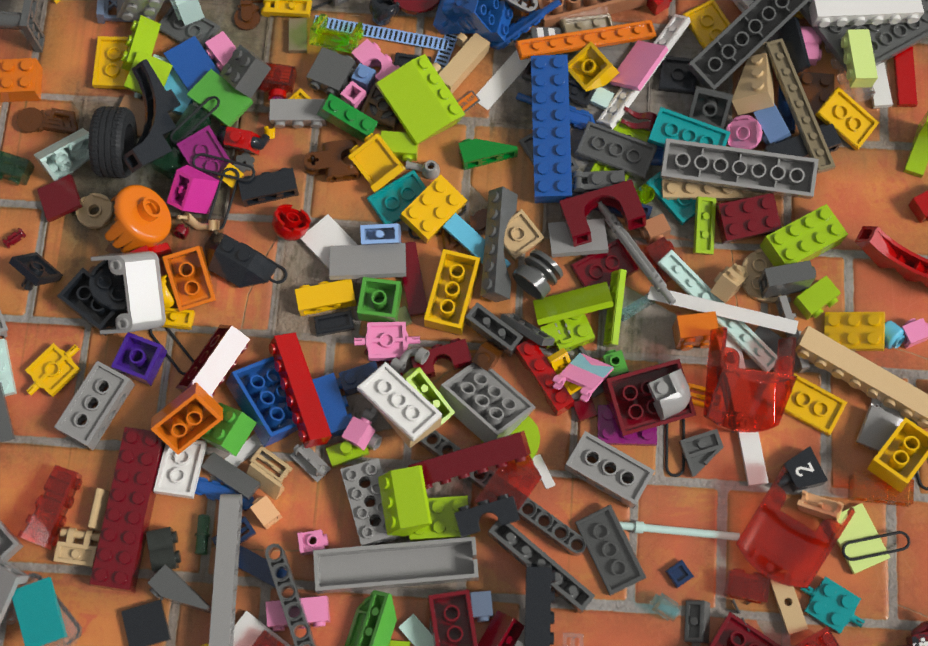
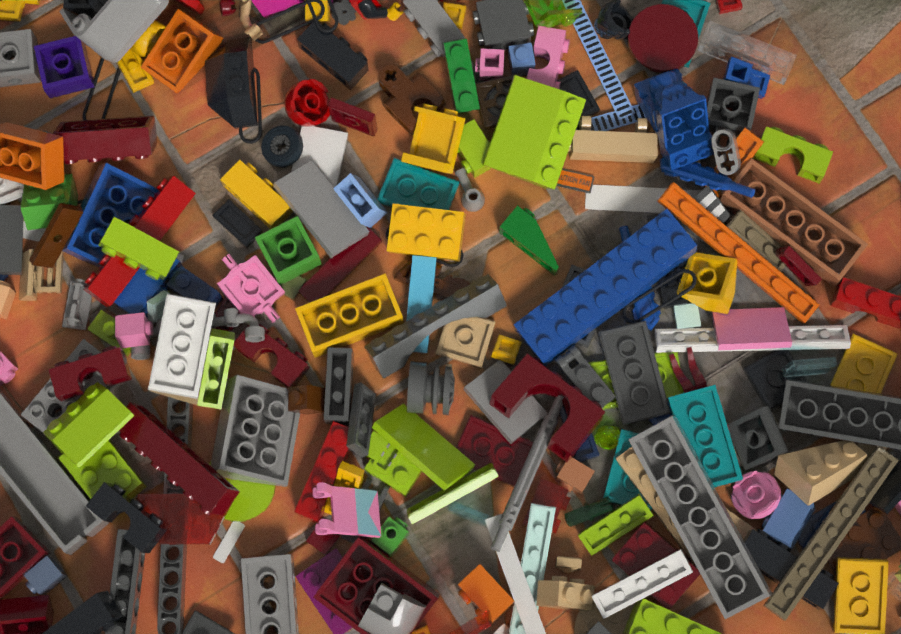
camera: 55 degrees right, 5 degrees up
(256, 437) = (56, 235): none -> reddish brown tile
(296, 257) = (276, 137): none -> black bush
(309, 388) = (138, 249): none -> lime brick
(322, 200) = (353, 117): none -> dark red tile
(353, 406) = (156, 305): none -> light aqua tile
(374, 459) = (68, 377): none -> dark red arch
(544, 215) = (506, 349): none -> yellow tile
(587, 101) = (664, 304): none -> black piece
(619, 13) = (797, 266): none -> dark red tile
(684, 236) = (588, 511): none -> clear green axle
(687, 49) = (809, 367): none -> clear light blue tile
(709, 271) = (568, 564): none -> tan tile
(757, 230) = (642, 583): none -> white plate

